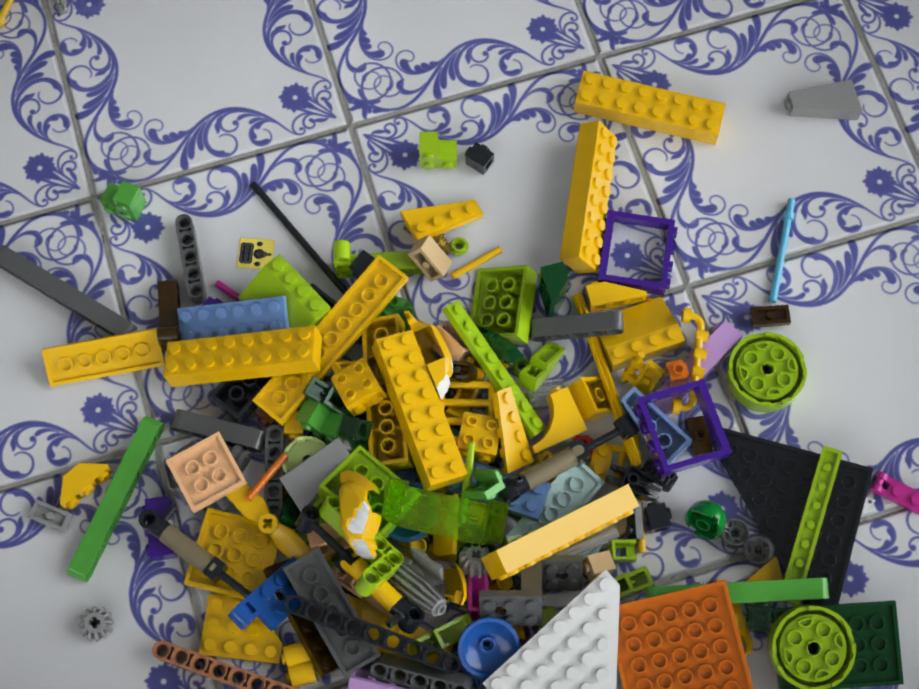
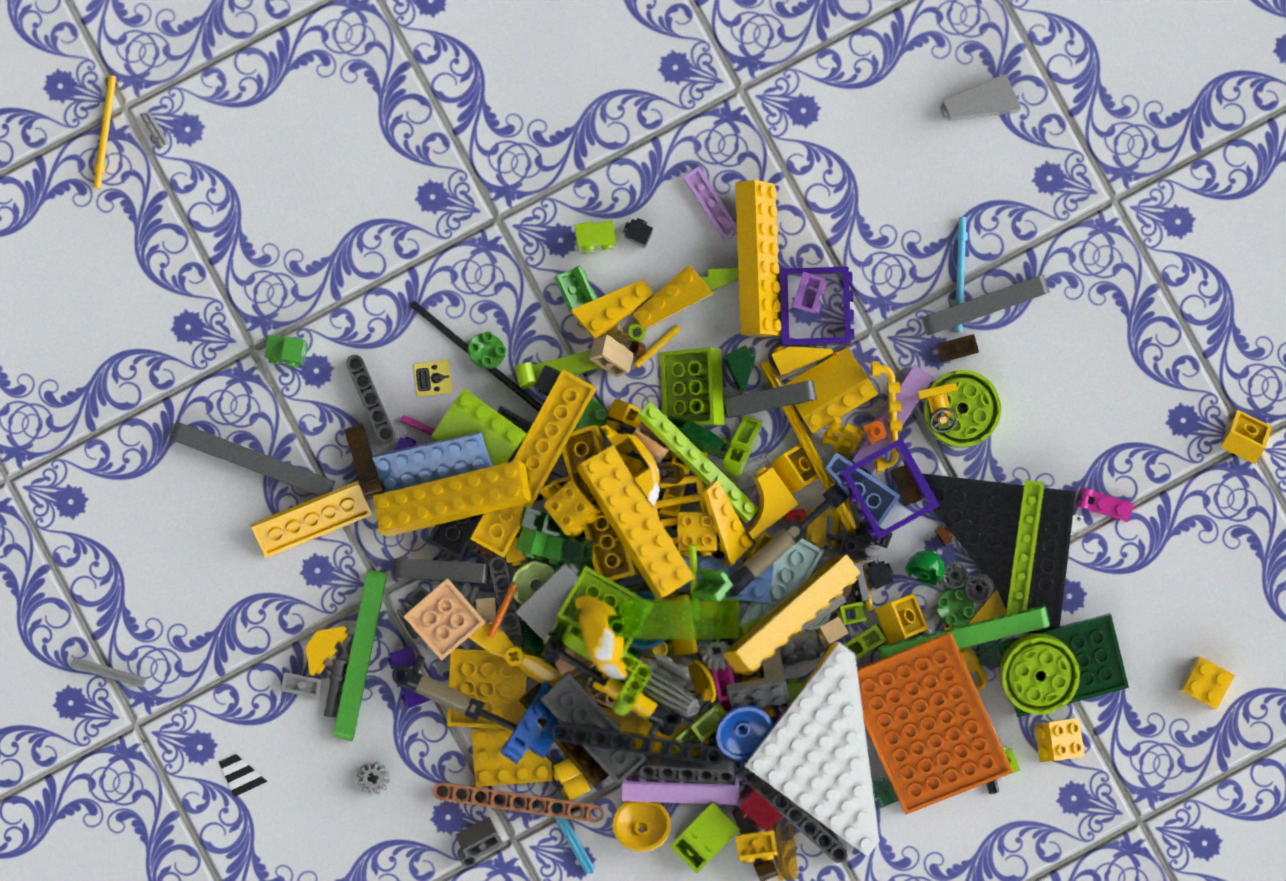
camera: 10 degrees left, 15 degrees up
(85, 519) = (336, 679): none -> dark grey pin
(253, 472) = (487, 609): none -> tan brick
(312, 235) = (486, 350): none -> bright green dish
(408, 193) = (575, 287): none -> bright green bracket
(431, 313) = (625, 413): none -> yellow slope
(457, 260) = (637, 348): none -> reddish brown hinge
(507, 214) = (681, 292): none -> yellow wing
(545, 212) = (720, 277): none -> lime slope
(553, 145) = (711, 203): none -> lavender plate
(633, 233) = (809, 292): none -> medium lavender cylinder
(649, 107) = (802, 142): yellow brick -> none
(672, 565) = (901, 619): none -> yellow slope
(729, 491) = (944, 535): none -> reddish brown plate
(730, 565) = (955, 607): none -> bright green dish
(745, 359) = (939, 406): none -> yellow piece
(803, 279) = (985, 305): none -> dark grey beam

